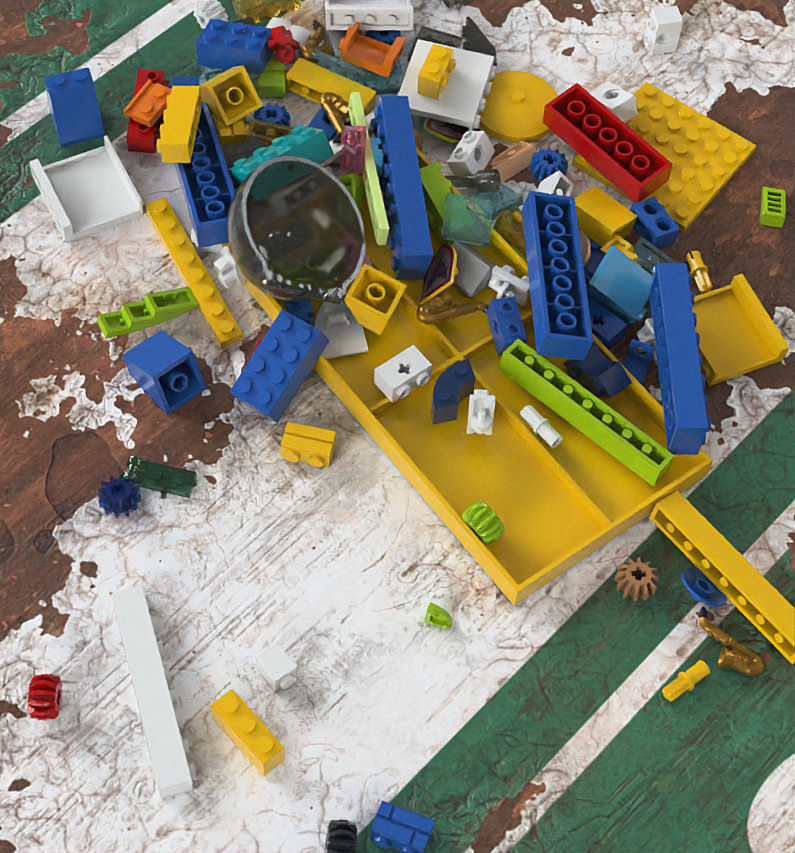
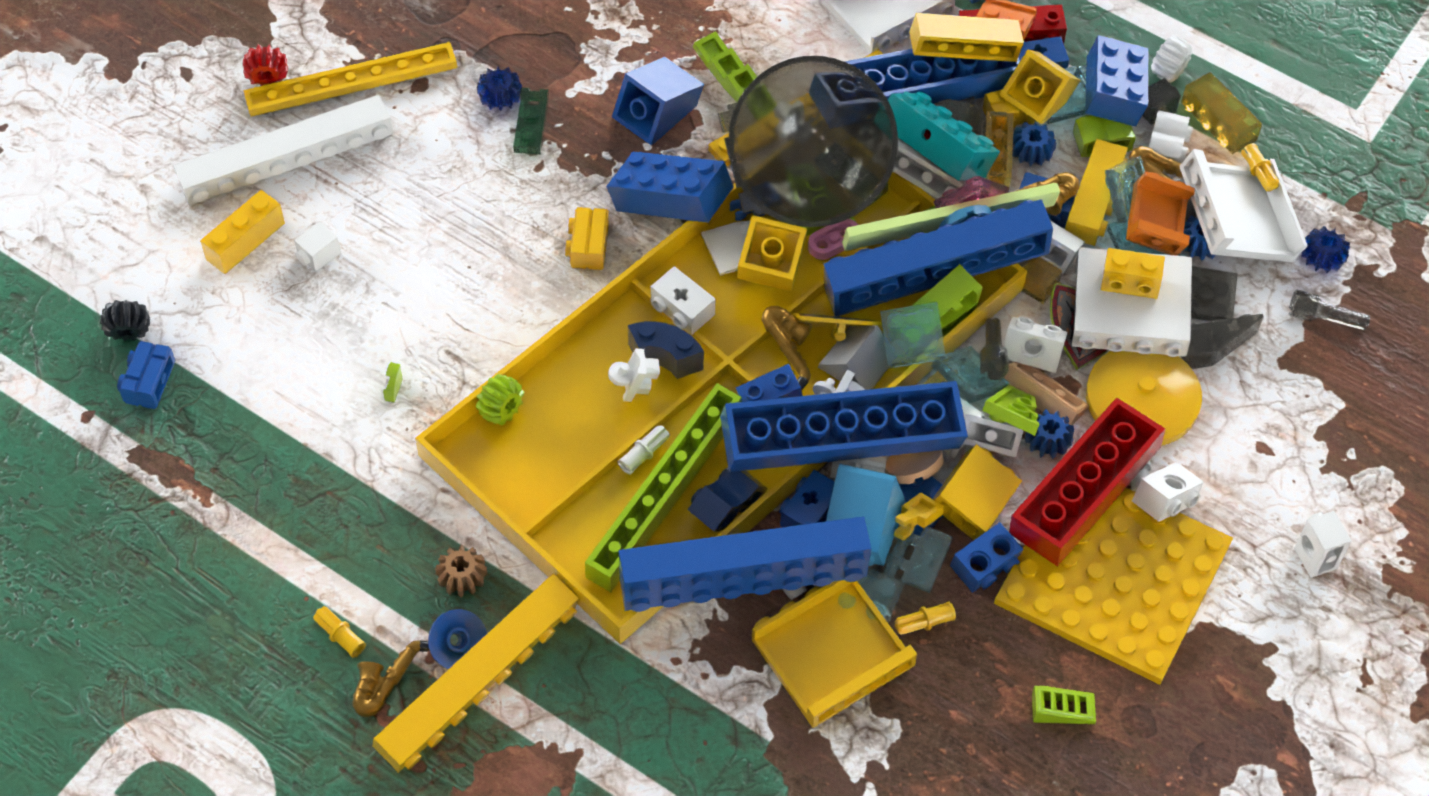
camera: 85 degrees right, 0 degrees up
(73, 628) = (350, 79): none -> yellow plate
(283, 44) = (1133, 114): red hips -> none
(534, 177) = (1013, 407): none -> lime wing

